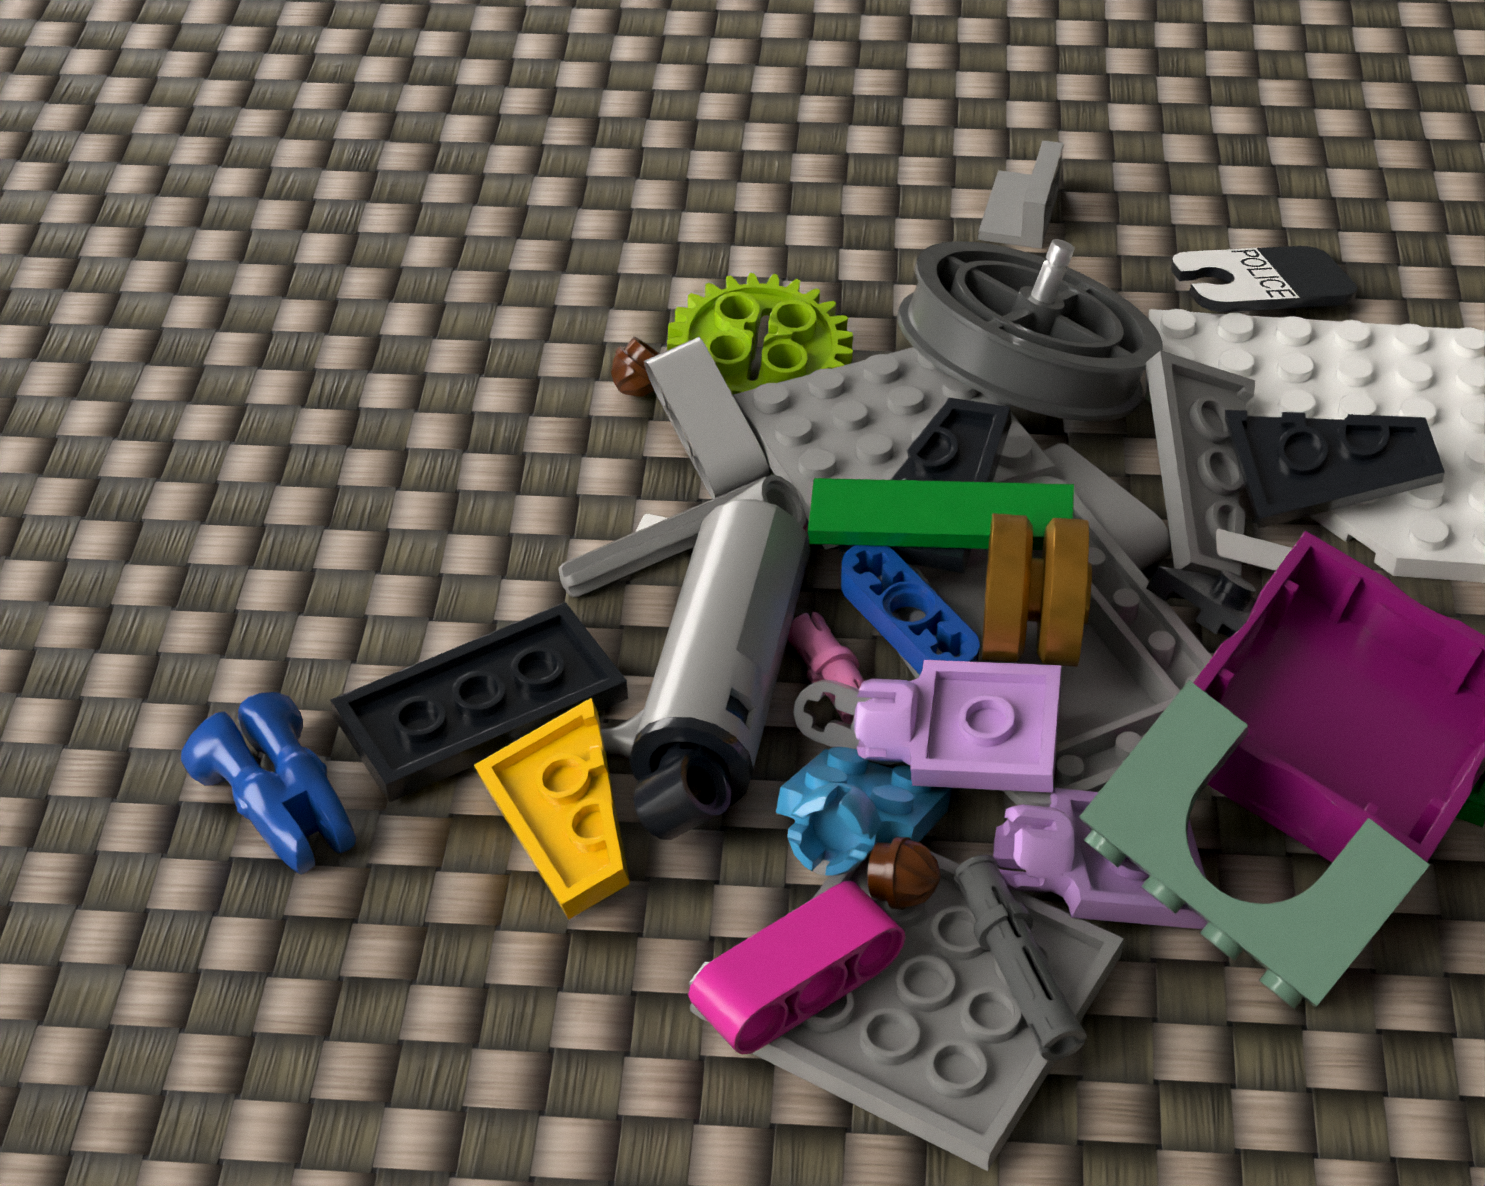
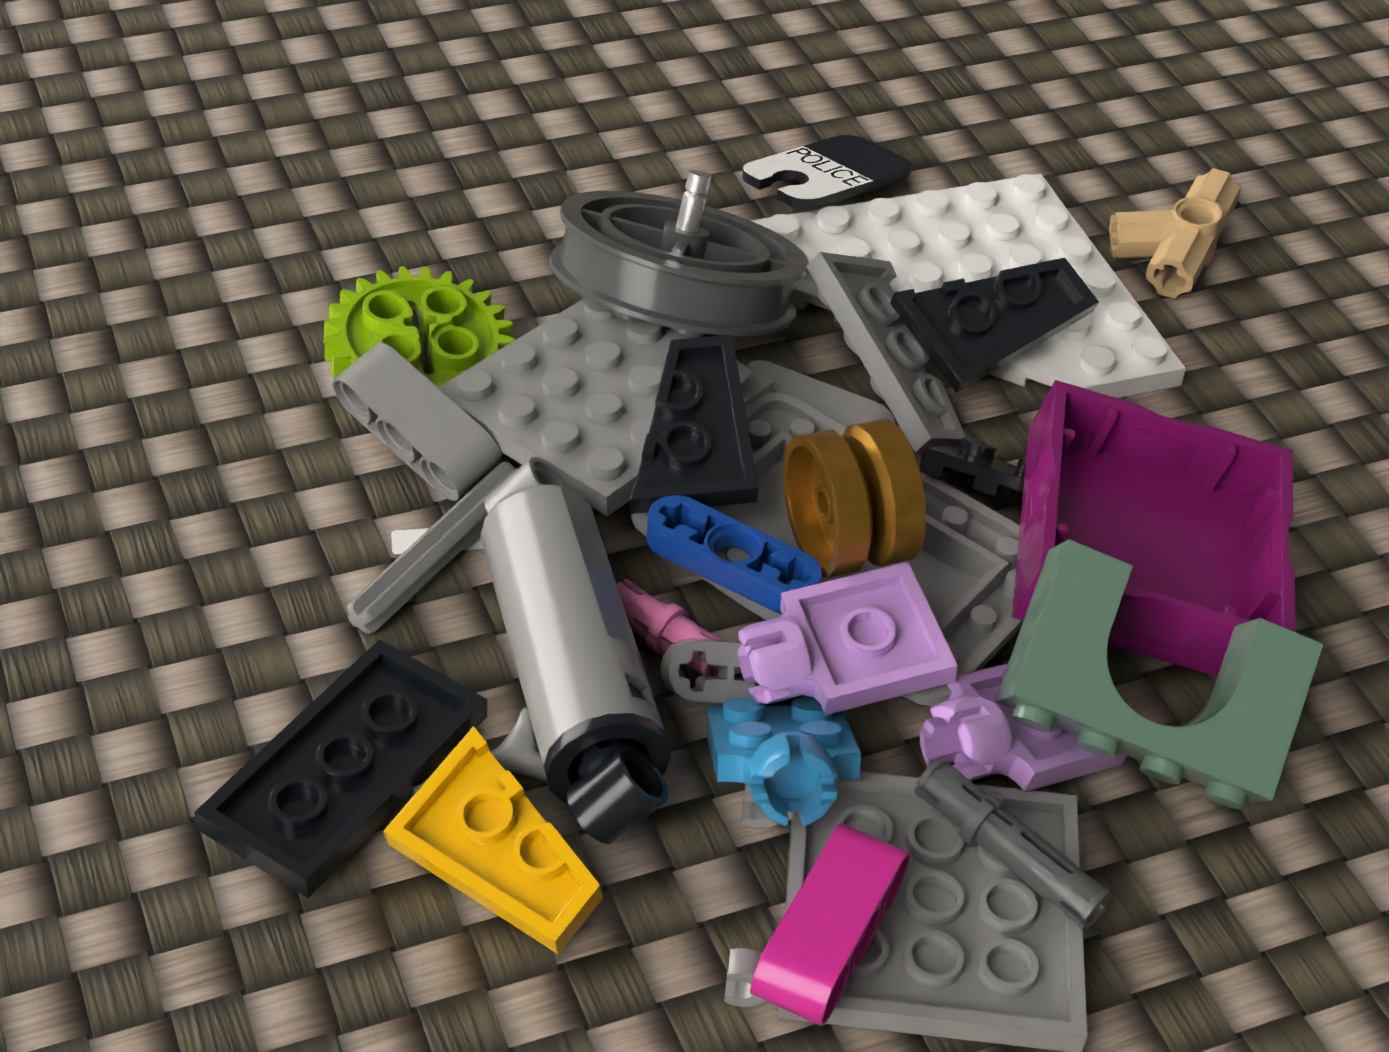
camera: 30 degrees left, 0 degrees up
(282, 803) = (202, 937): blue piece -> none
(629, 368) = (309, 391): reddish brown plate -> none
(902, 873) = (874, 799): reddish brown plate -> none
(928, 511) = (709, 452): green tile -> none
(1024, 203) = (578, 152): light grey panel -> none
(1250, 550) = (977, 414): white sticker -> none

